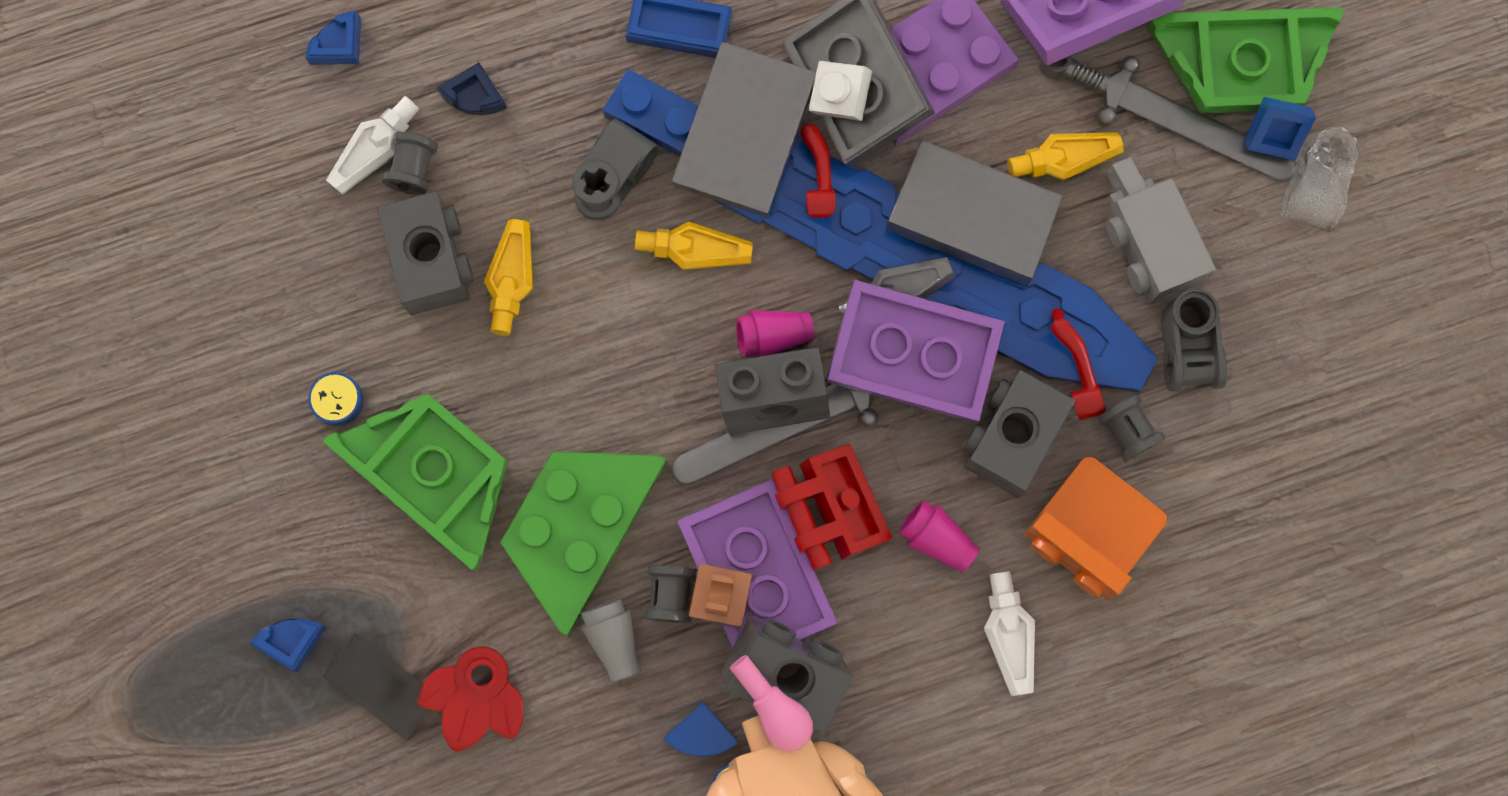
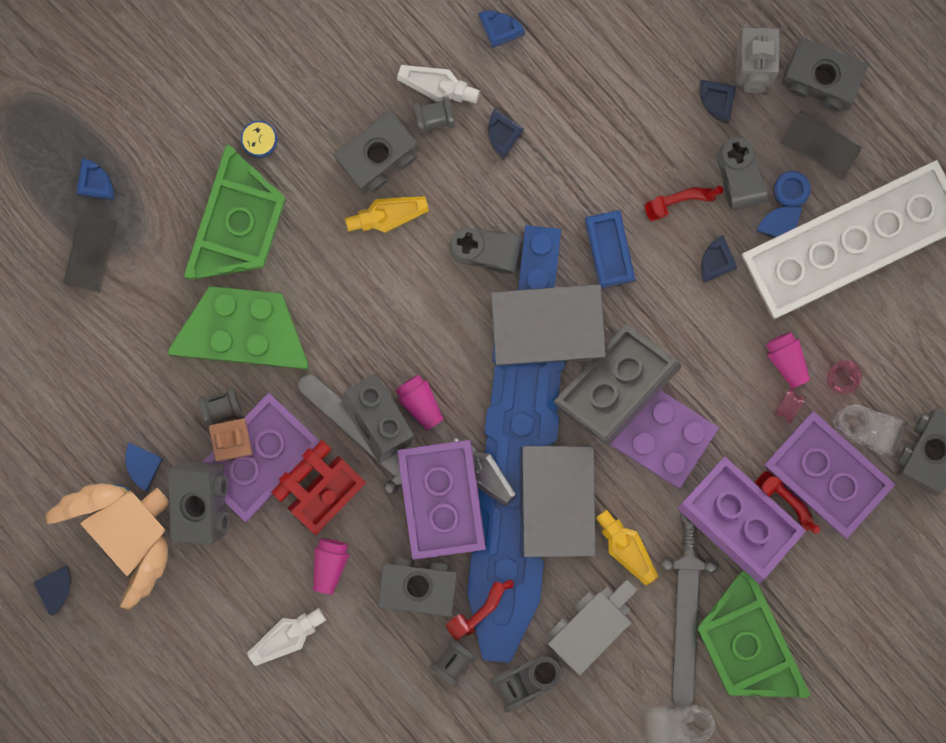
camera: 70 degrees right, 5 degrees up
(471, 706) = (100, 315): red plate -> none
(612, 638) = (178, 383): light grey cone -> none
(695, 246) = (458, 326): yellow piece -> none
(782, 718) = (165, 510): bright pink piece -> none
(819, 202) = (518, 396): red piece -> none
(840, 90) = (598, 377): white plate -> none
(1096, 528) = (376, 664): orange bracket -> none
(1279, 128) = (703, 684): blue plate -> none

